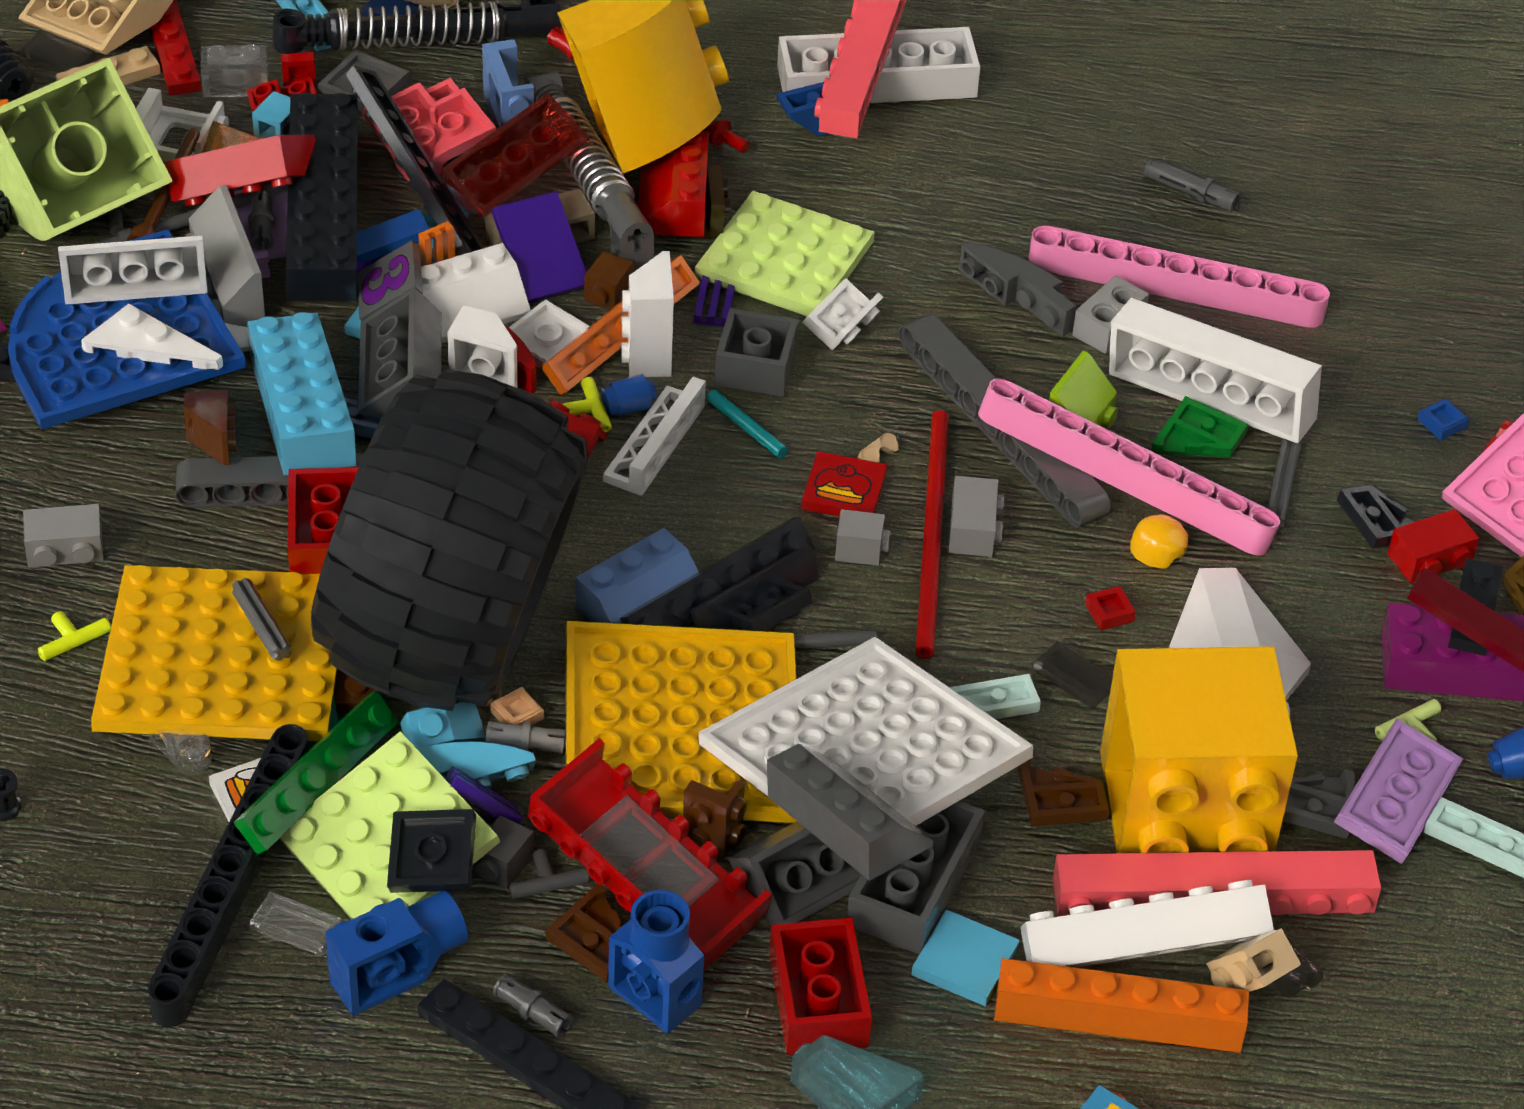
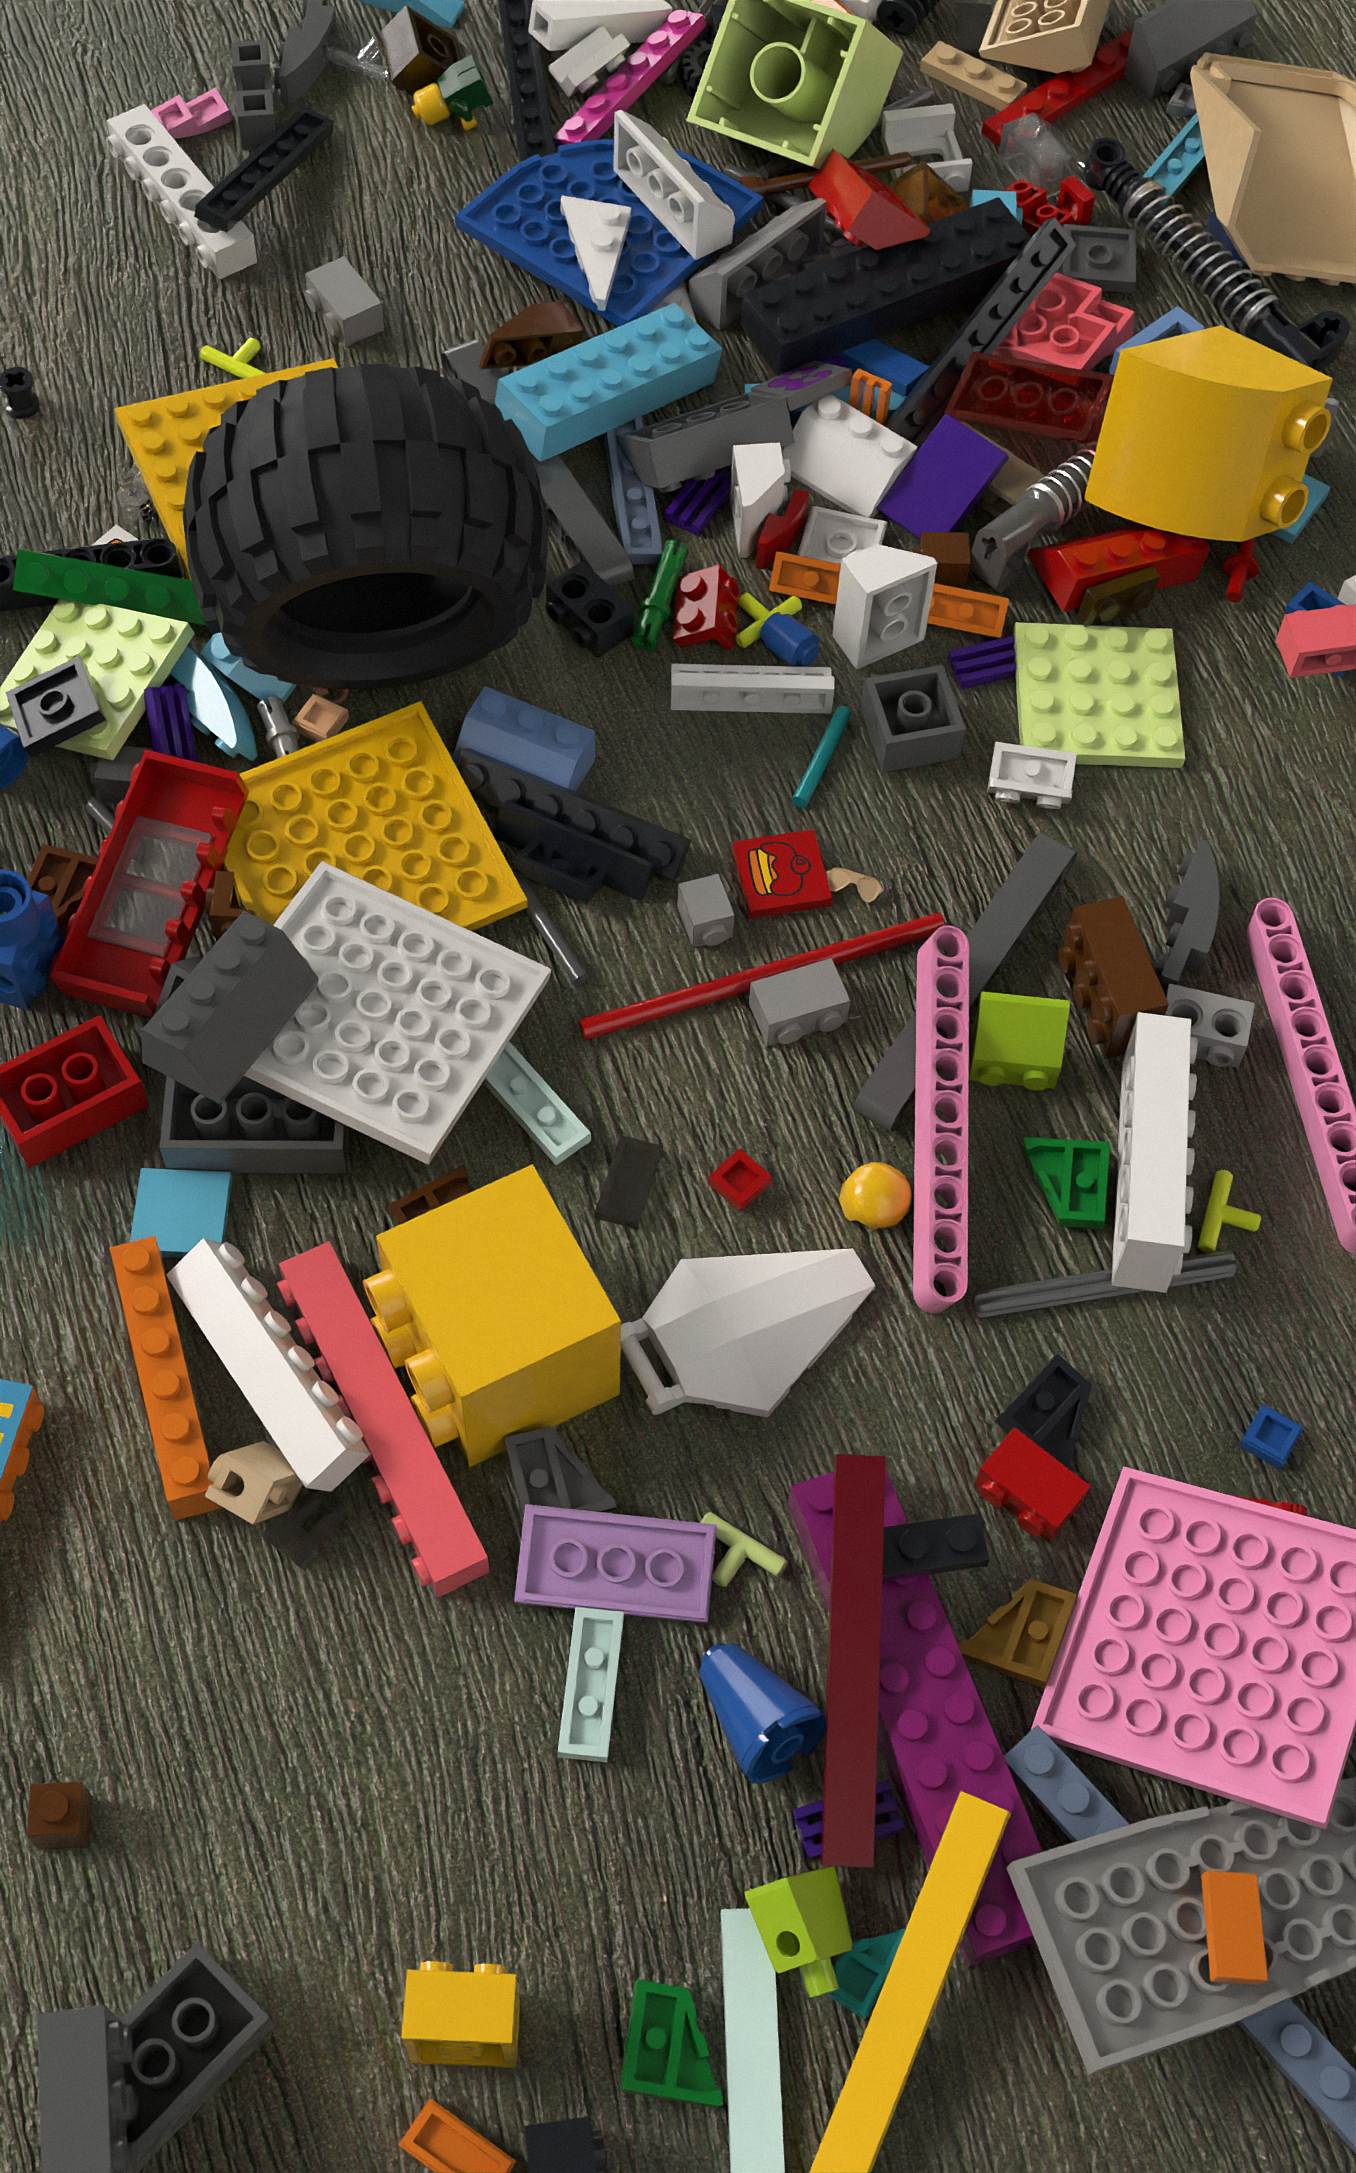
camera: 65 degrees right, 15 degrees up
(1051, 331) = (1110, 972): none -> reddish brown brick

